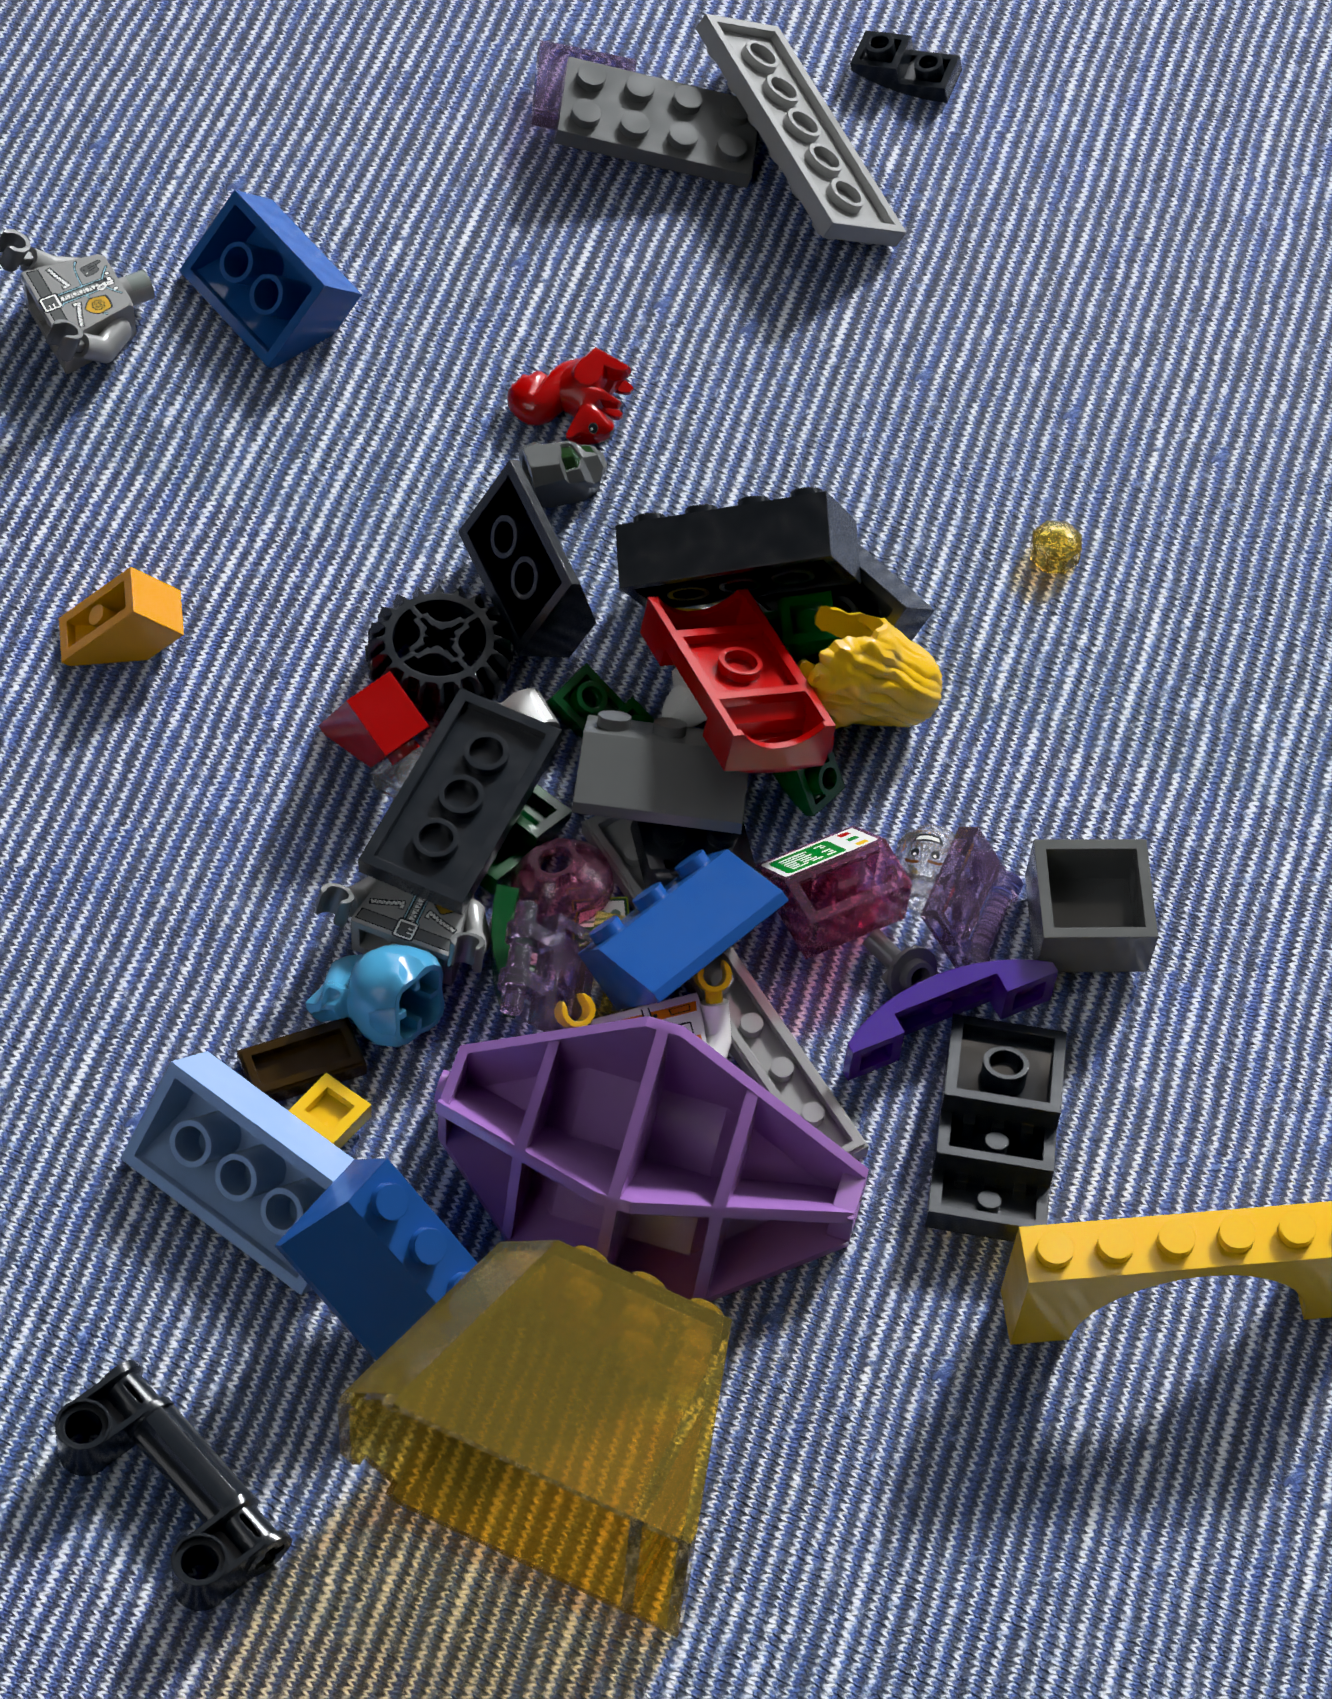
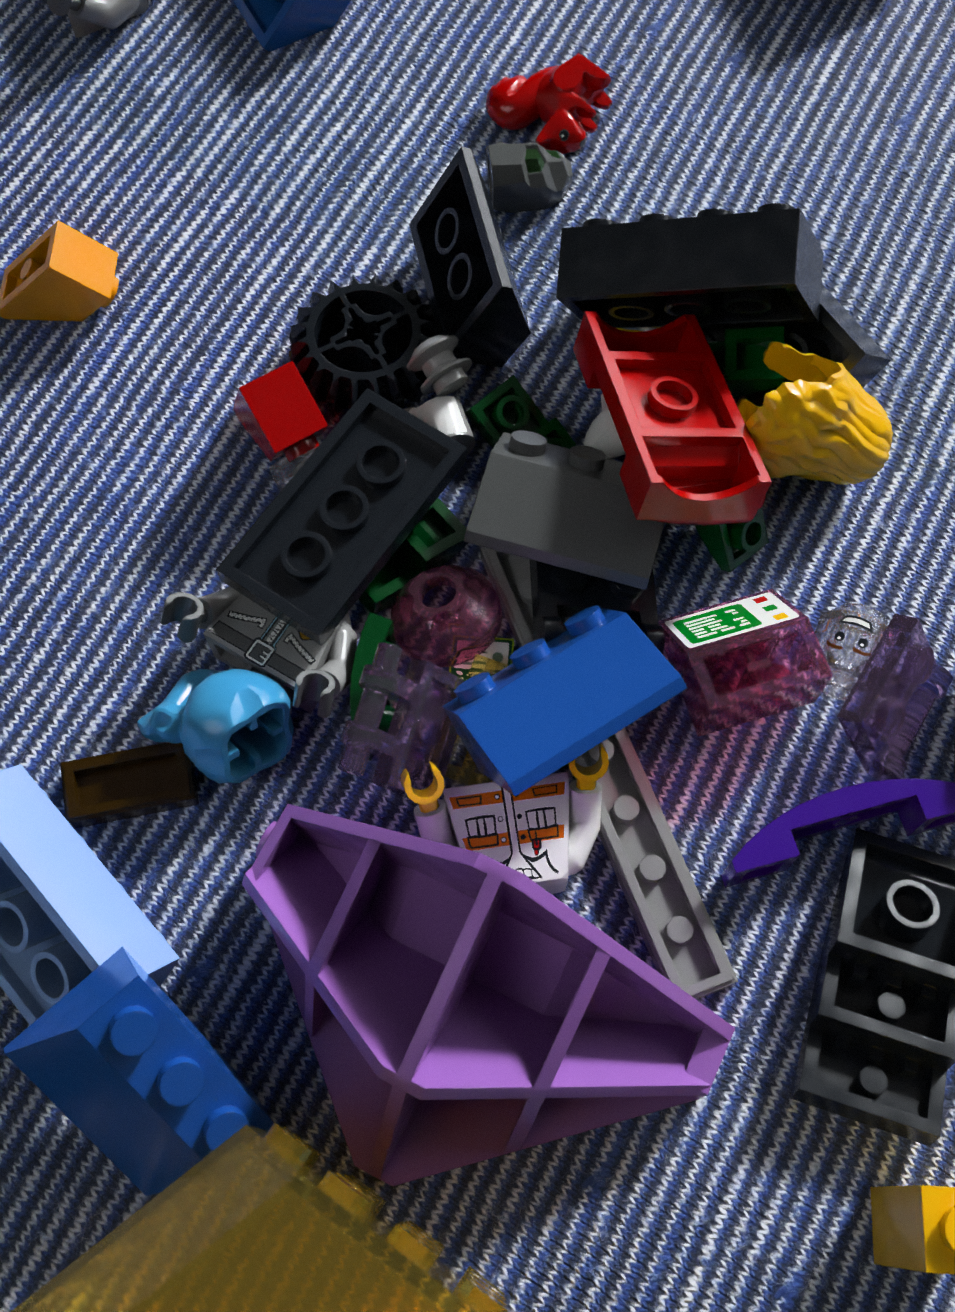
camera: 15 degrees right, 10 degrees up
(332, 1110) = (140, 854): yellow plate -> none
(518, 661) = (440, 365): none -> light grey wheel
(904, 966) = (811, 768): dark grey plate -> none

